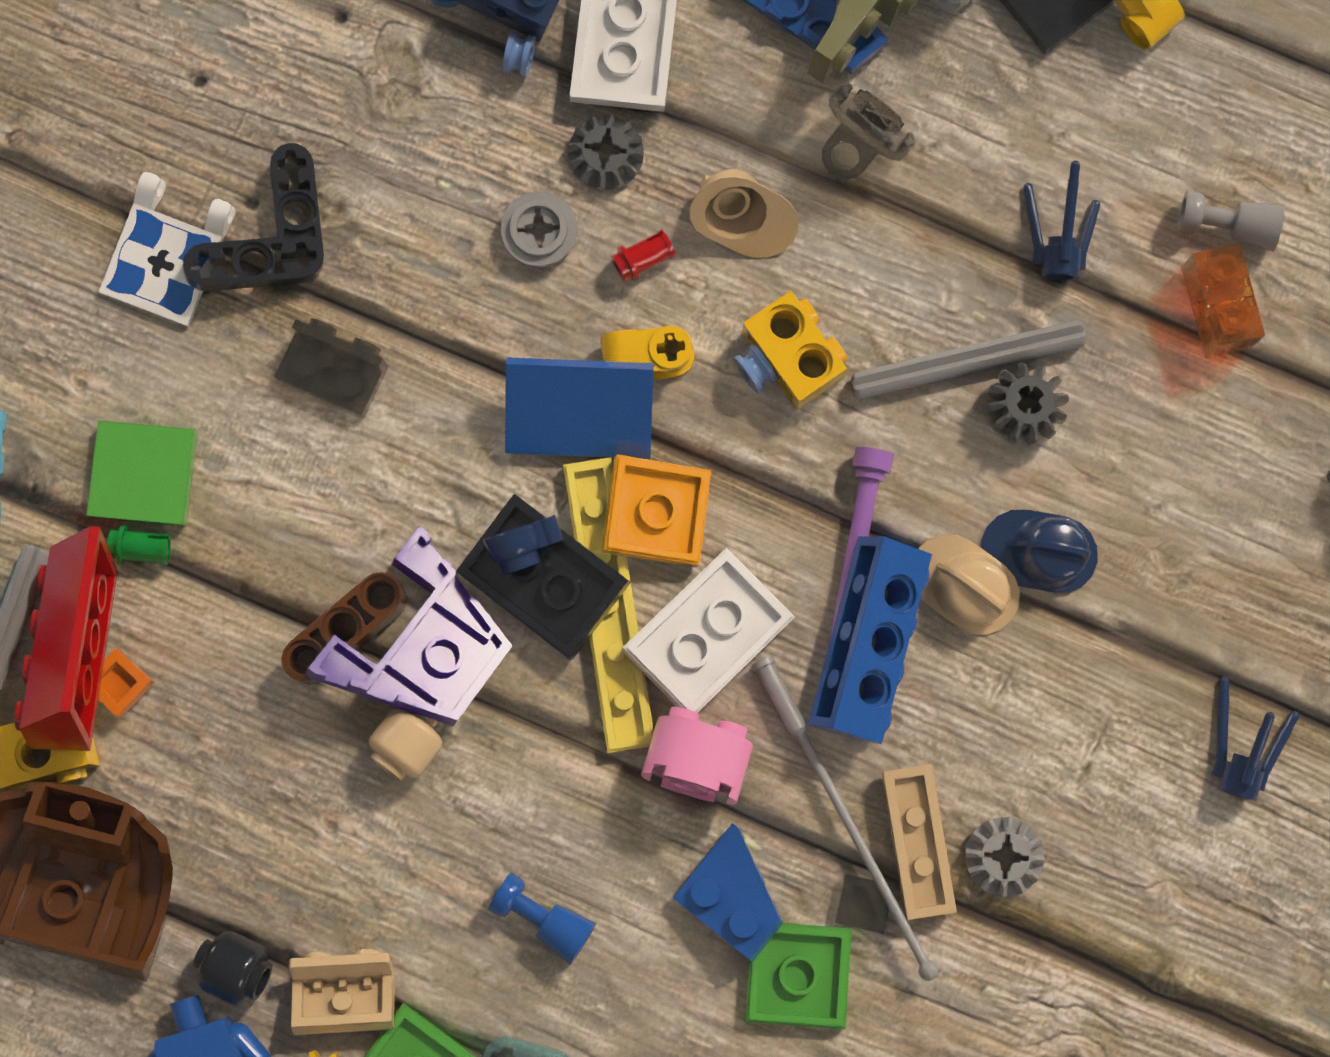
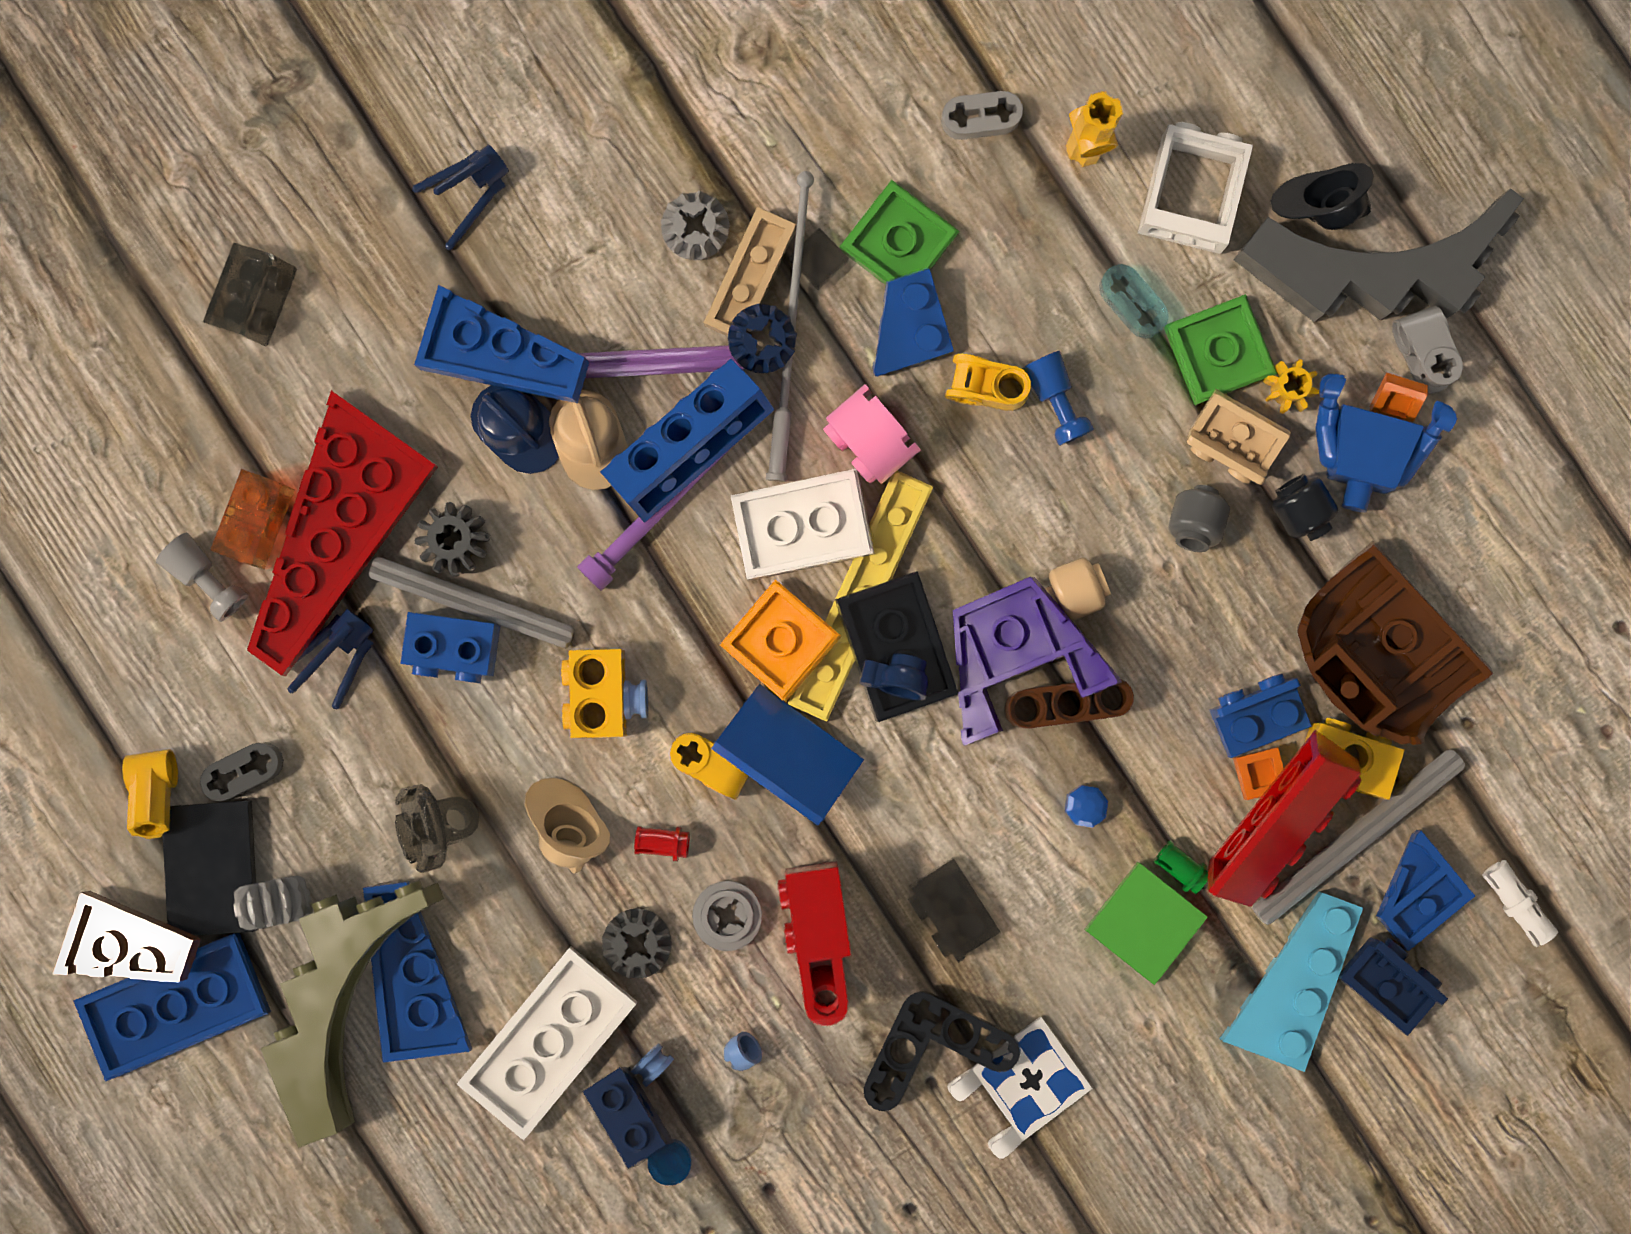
camera: 150 degrees left, 5 degrees up
(153, 738) = (1261, 716): none -> blue bracket
(267, 545) = (1086, 806): none -> blue tile
(330, 889) = (1199, 518): none -> dark grey head
(435, 115) = (742, 1051): none -> medium blue hinge
(442, 258) = (817, 936): none -> red brick
(624, 885) = (984, 383): none -> yellow piece
(884, 797) = (743, 345): none -> dark blue gear
(960, 304) = (450, 645): none -> blue brick
(967, 687) = (657, 361): none -> medium lavender axle
(1079, 77) = (246, 780): none -> dark grey beam
(1112, 604) = (492, 350): none -> blue wing
(1144, 363) = (341, 517): none -> red wing

